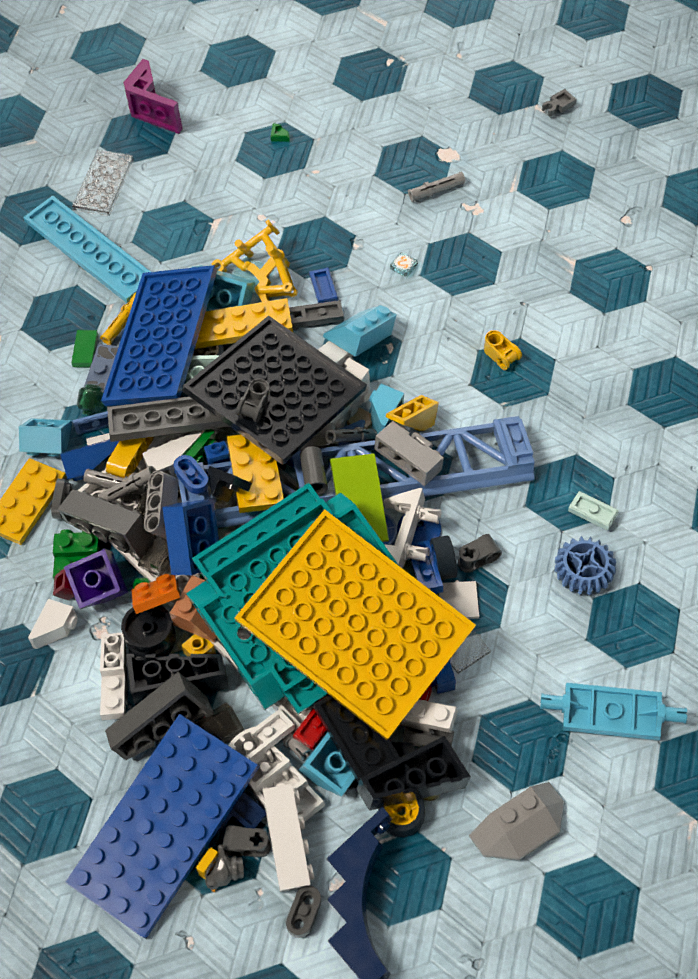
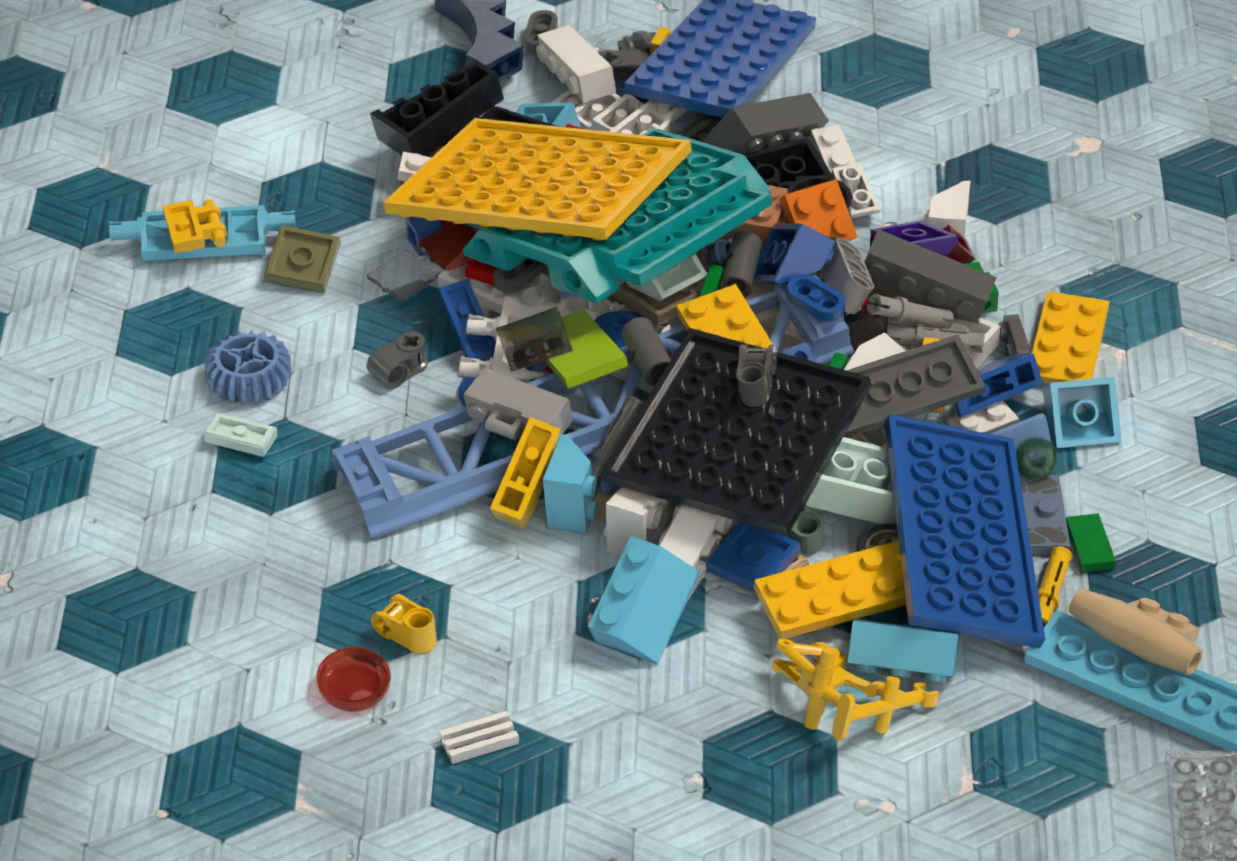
camera: 165 degrees right, 15 degrees down
(88, 270) = (1140, 629): none -> tan plate
(223, 484) = (762, 300): black slope -> none
(316, 314) = (729, 638): dark grey plate -> none
(323, 285) = (731, 694): blue tile -> none
(387, 498) = (534, 339): none -> clear smoke brick
(403, 264) = (601, 748): tile -> none
(444, 556) = (445, 335): black wheel -> none
(462, 597) = (420, 316): white piece -> none
(470, 278) = (477, 733): none -> white tile
(520, 824) = (304, 128): light grey wedge -> none
(536, 320) = (353, 678): none -> clear red piece
(538, 665) = (302, 259): none -> olive plate
(627, 694) = (184, 225): none -> yellow plate

